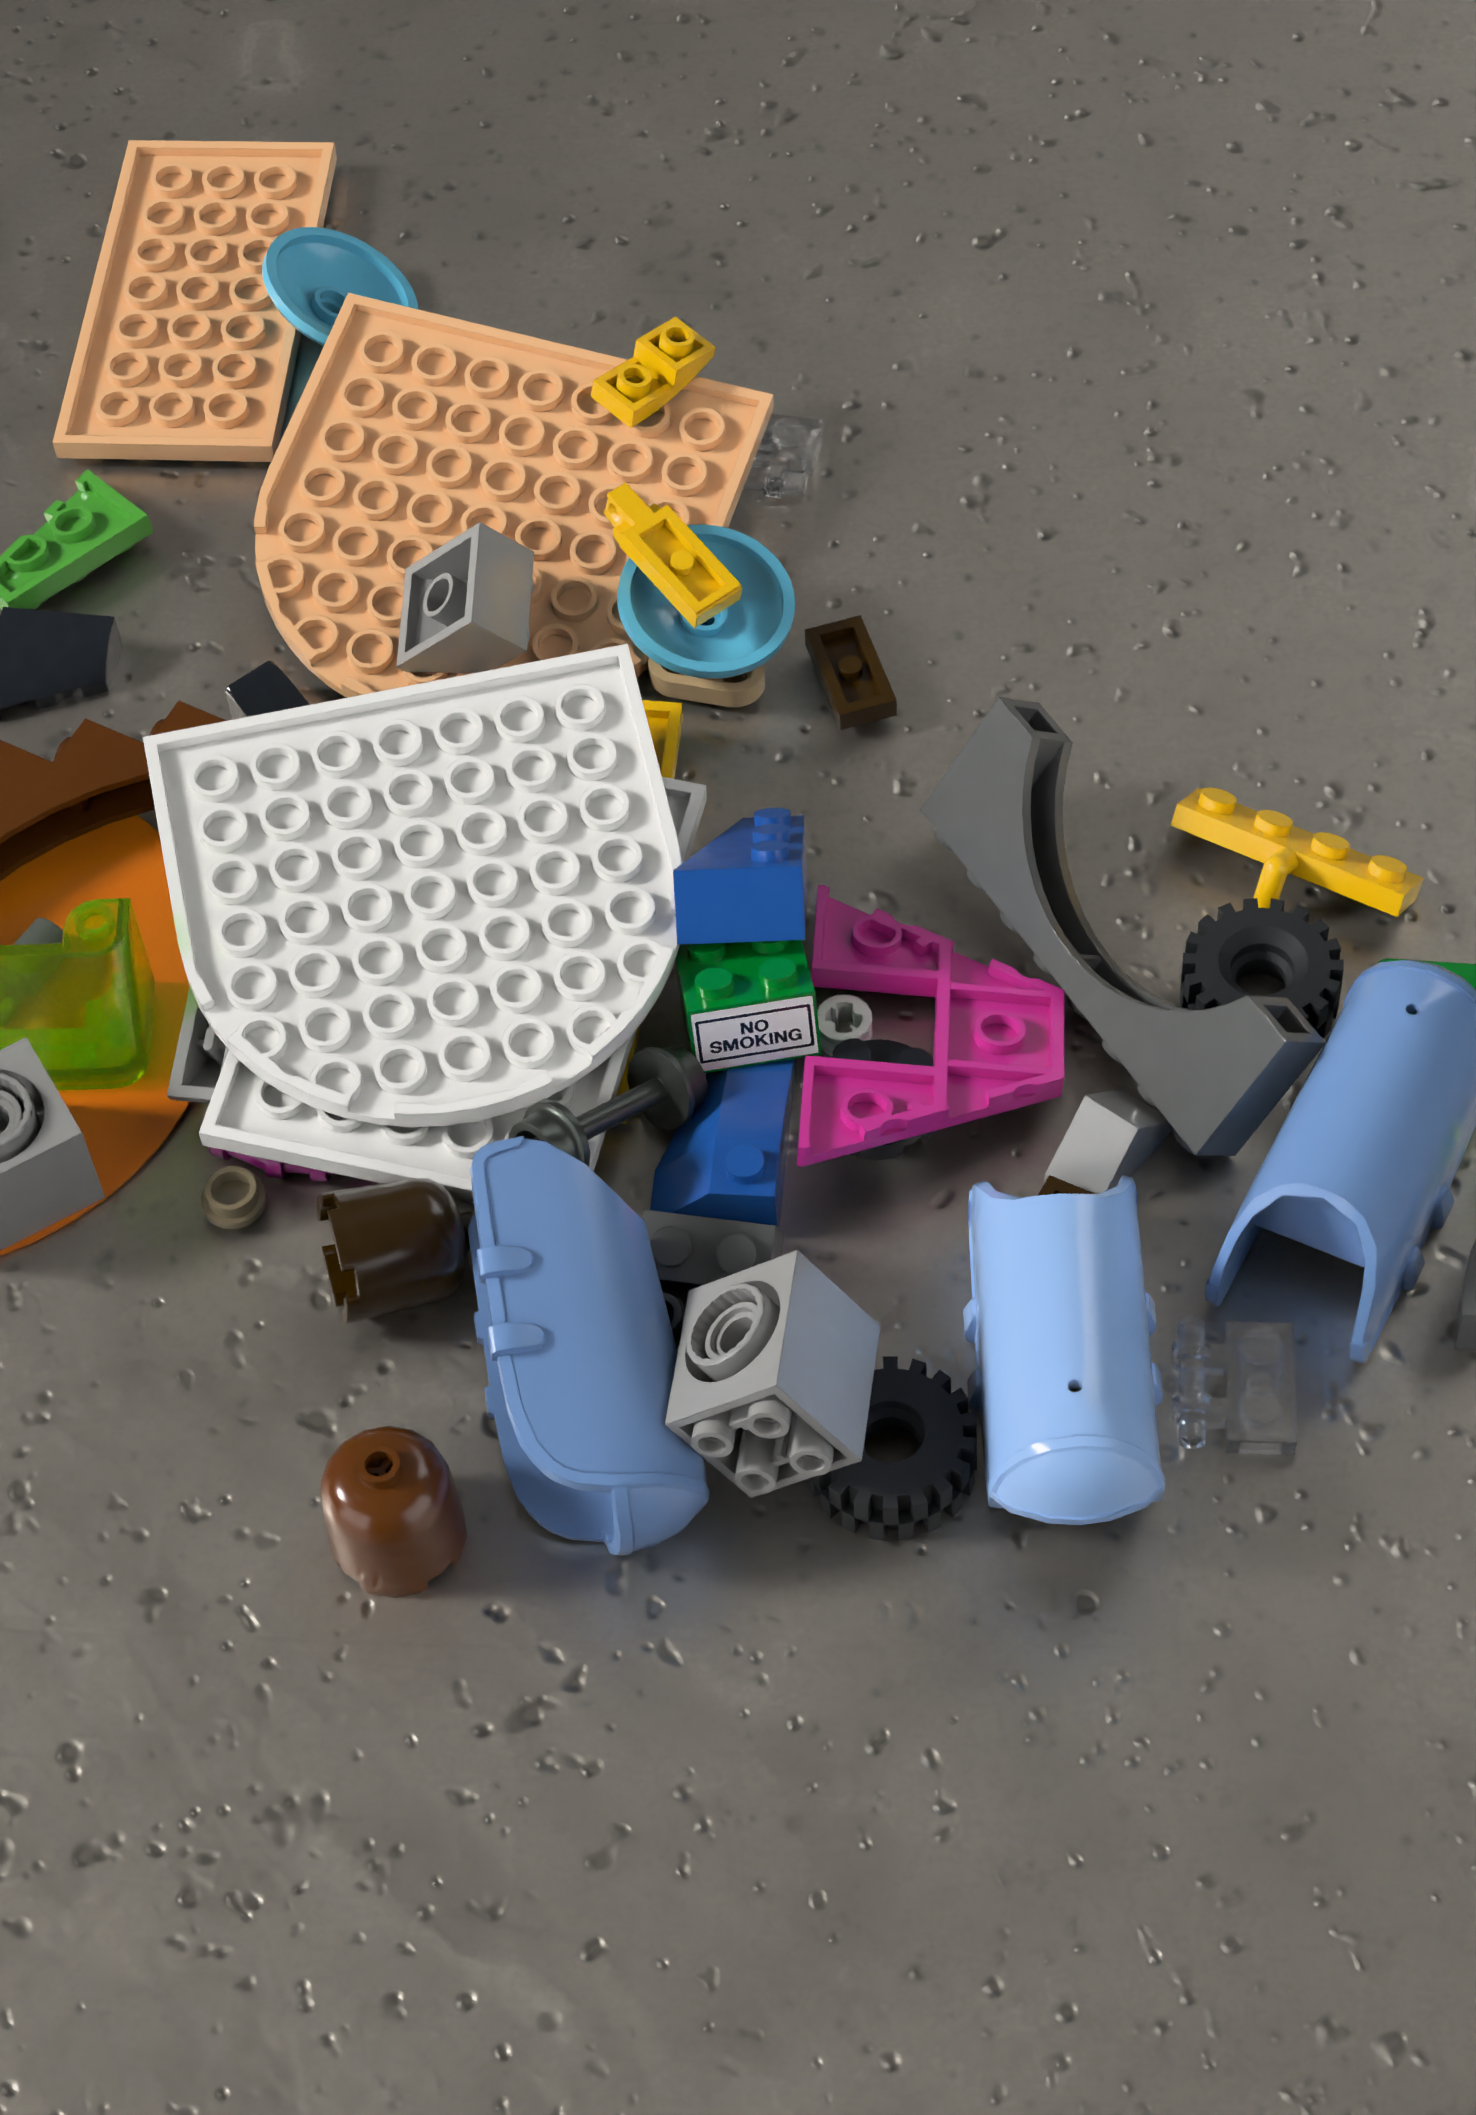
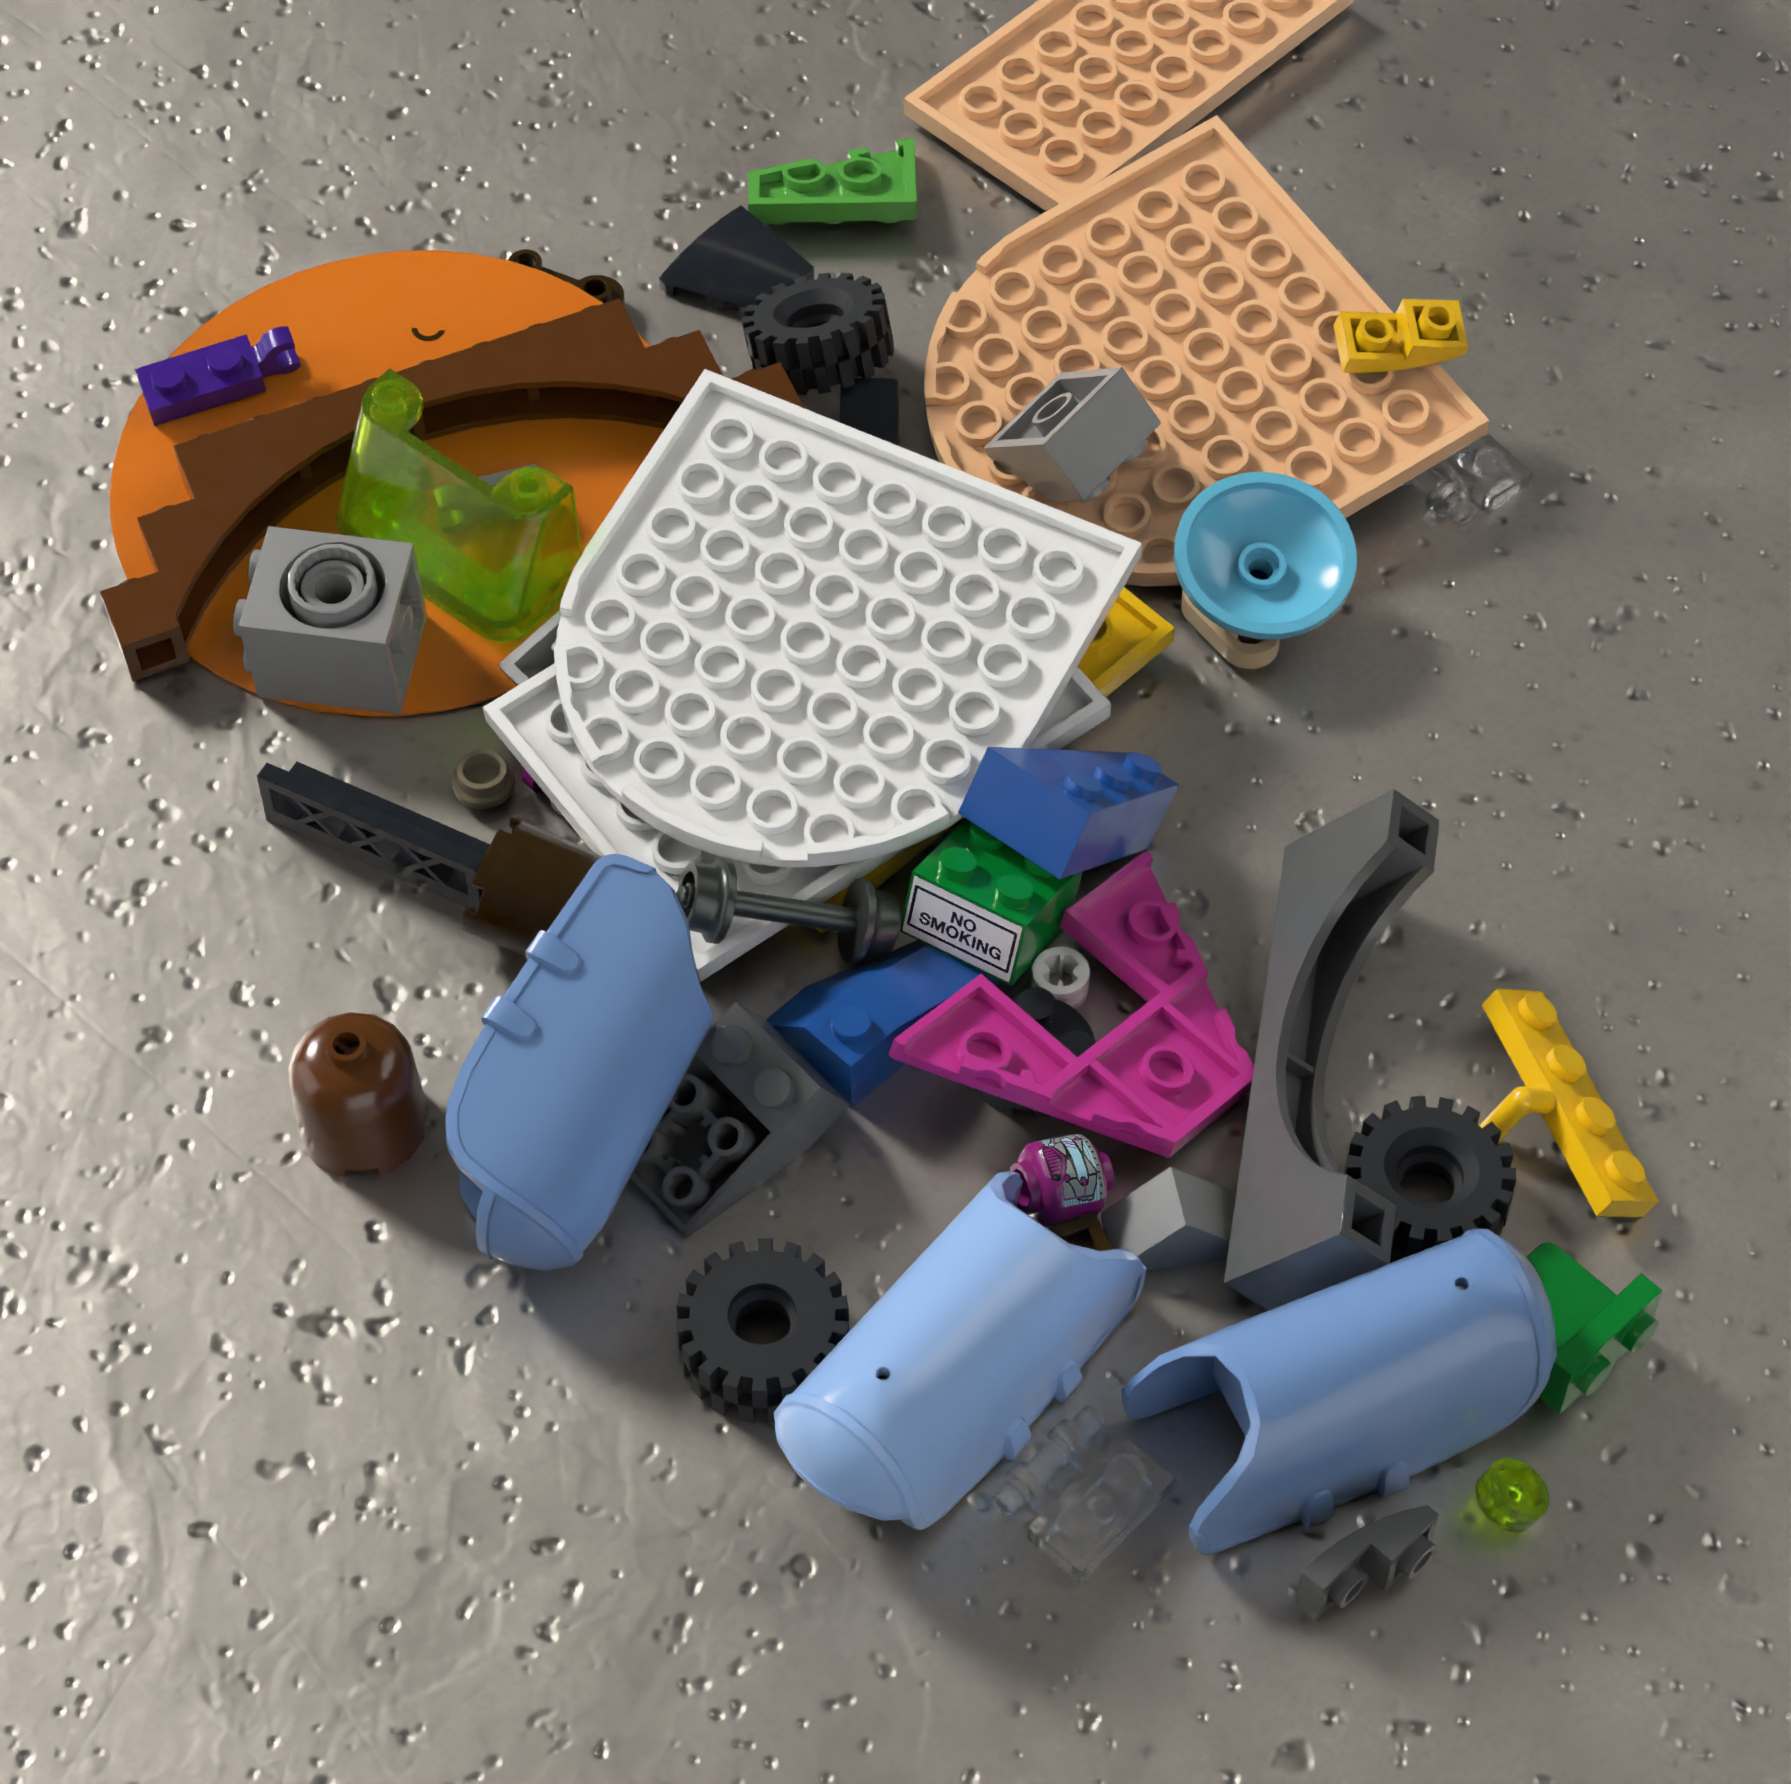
camera: 35 degrees right, 0 degrees up
(173, 655) = (821, 331): none -> black tyre
(193, 1299) = (373, 831): none -> black fence
(315, 269) = (1245, 91): medium azure dish -> none
(671, 556) = (1256, 499): yellow hinge -> none
(773, 1375) = (695, 1198): light grey brick -> none
(850, 672) = (1346, 697): dark brown plate -> none
(1005, 1158) = (1063, 1179): none -> magenta head

